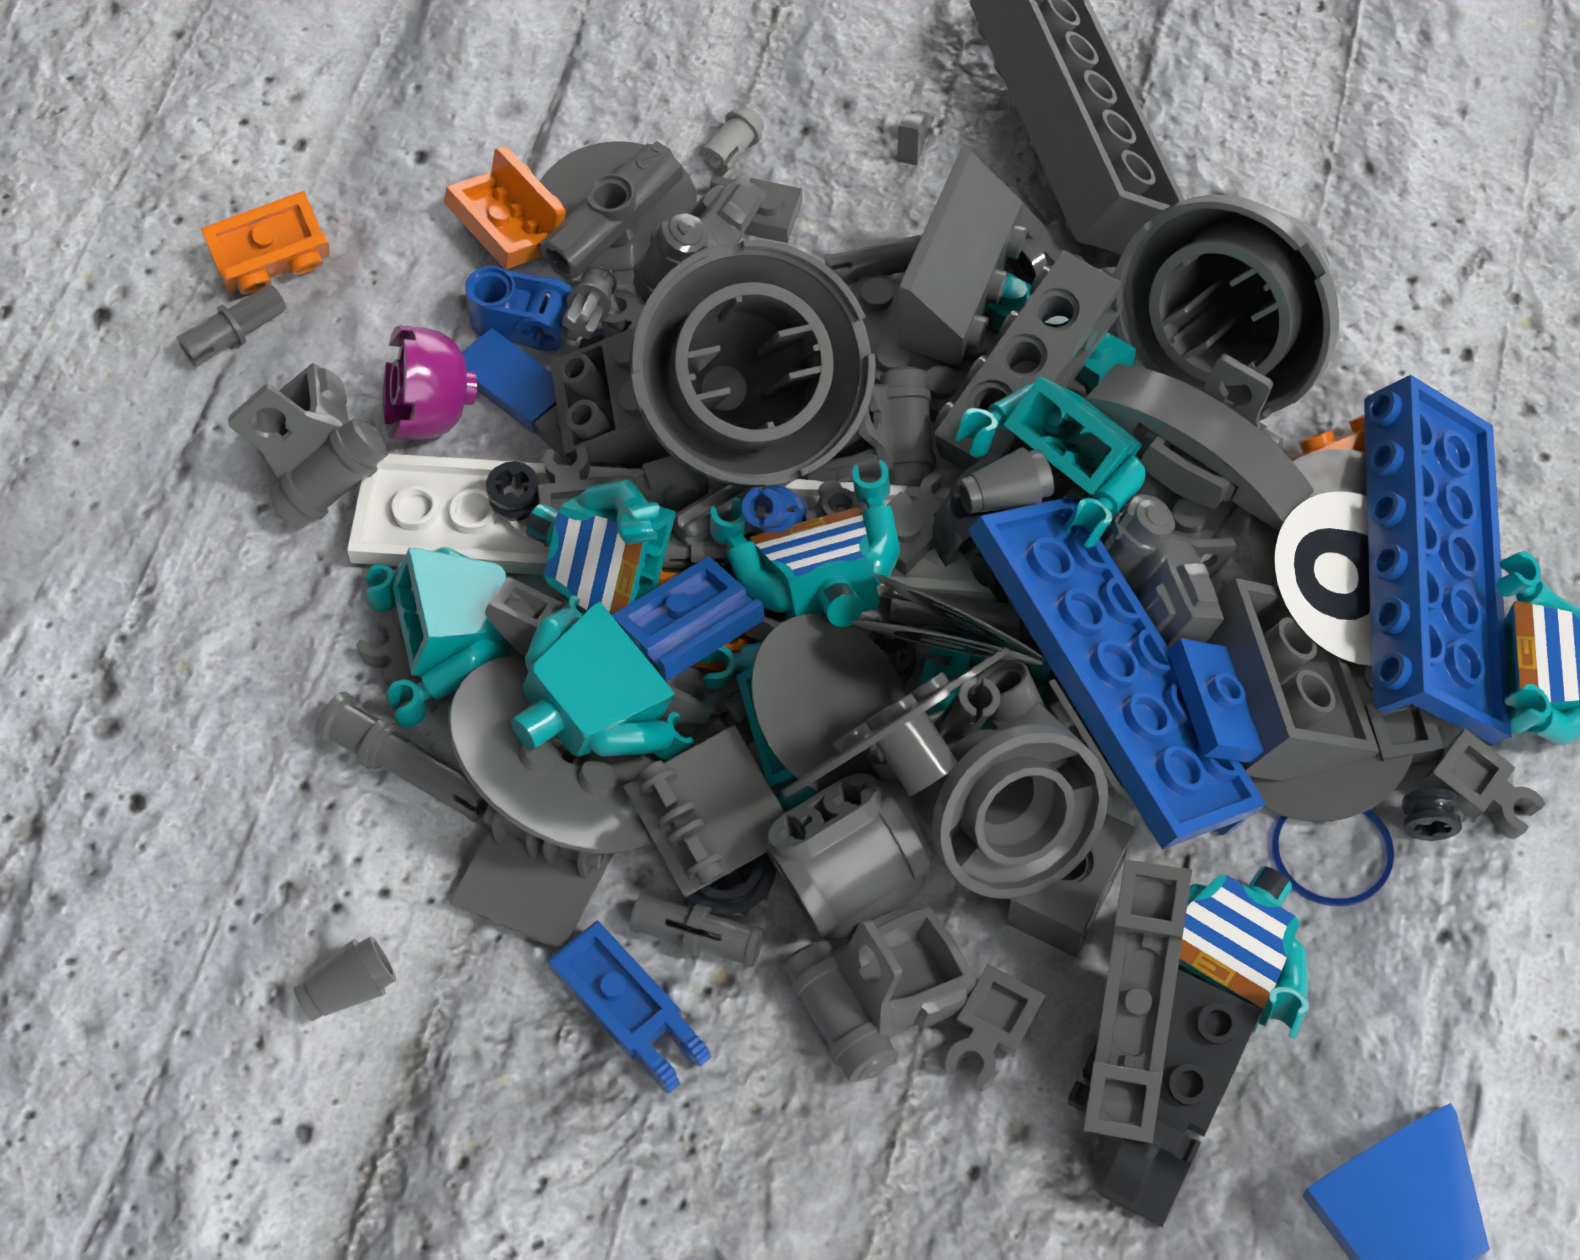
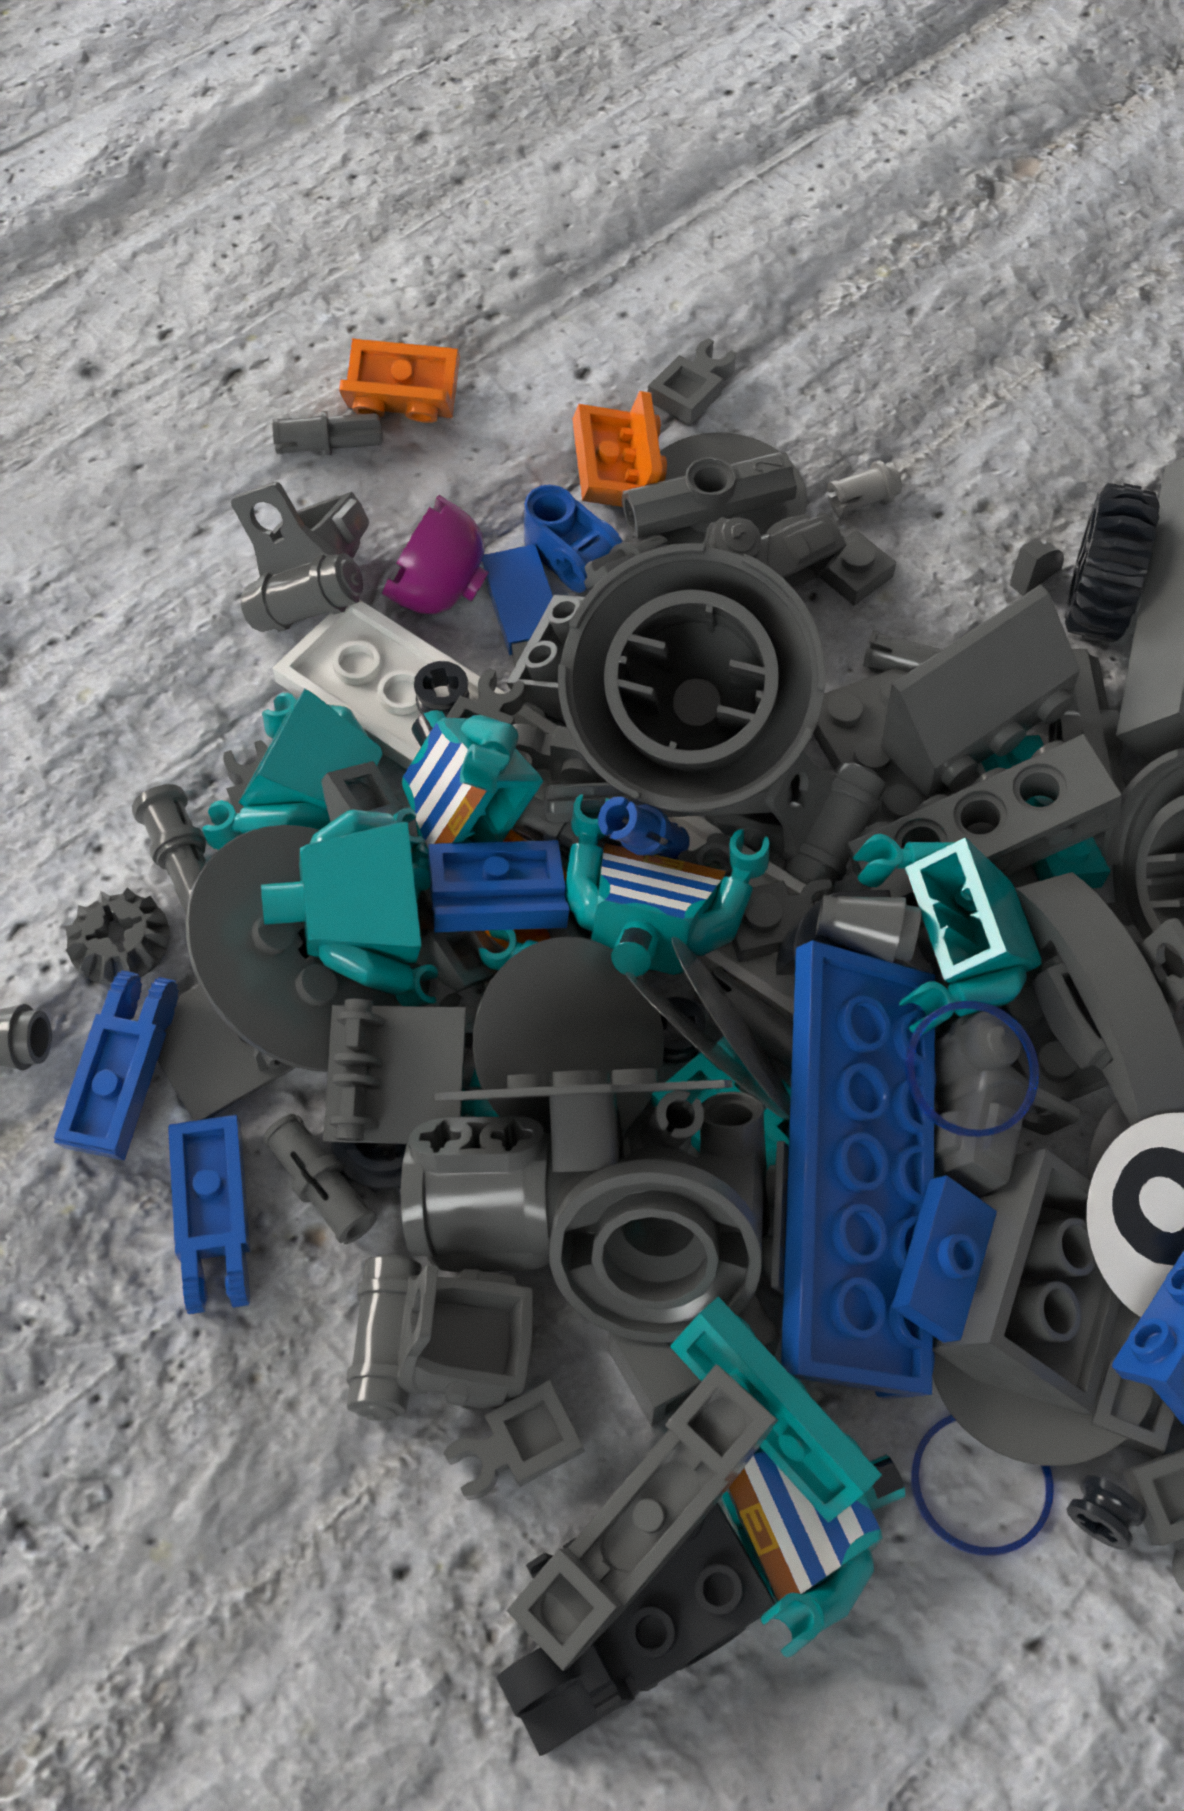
camera: 30 degrees right, 0 degrees up
(382, 869) = (145, 936): none -> dark grey gear
(470, 947) = (116, 1068): none -> blue hinge
(525, 120) = (691, 387): none -> dark grey plate
(978, 98) = (1112, 562): none -> black gear
(1180, 510) = (1025, 1040): none -> clear blue piece
(1220, 885) = (804, 1441): none -> teal plate

